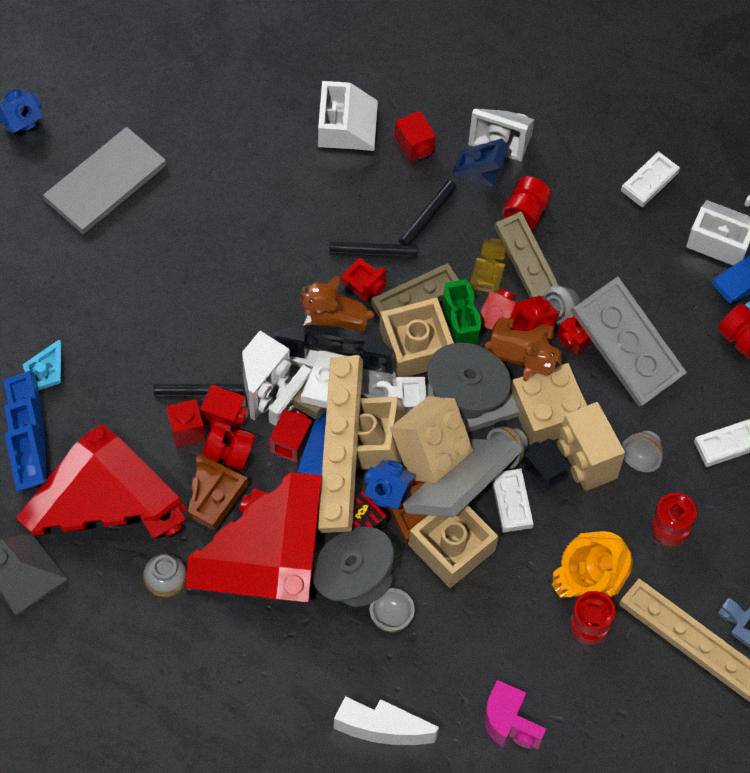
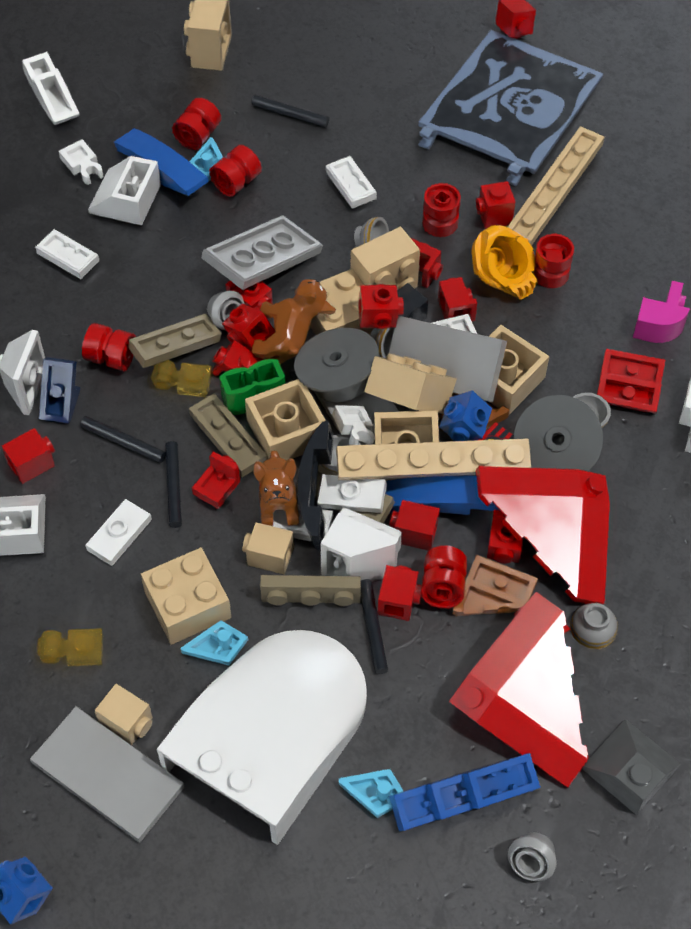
camera: 95 degrees left, 5 degrees down
(114, 294) = (272, 725): none -> white windscreen
(149, 191) = (124, 714): none -> tan brick
(185, 423) = (424, 624): red brick -> none
(203, 267) = (217, 644): none -> medium azure piece
(222, 168) = (81, 648): none -> clear yellow plate
(238, 339) = (310, 589): none -> dark tan plate
(249, 243) = (186, 595): none -> tan brick
(285, 311) = (268, 548): none -> tan brick
(328, 203) = (118, 532): none -> white plate
(433, 669) = (631, 380): none -> red slope
(524, 419) = (379, 306): none -> red brick
(552, 515) = (456, 299): none -> red brick
(614, 494) = (429, 263): none -> red bracket
(678, 577) = (496, 204): none -> red brick

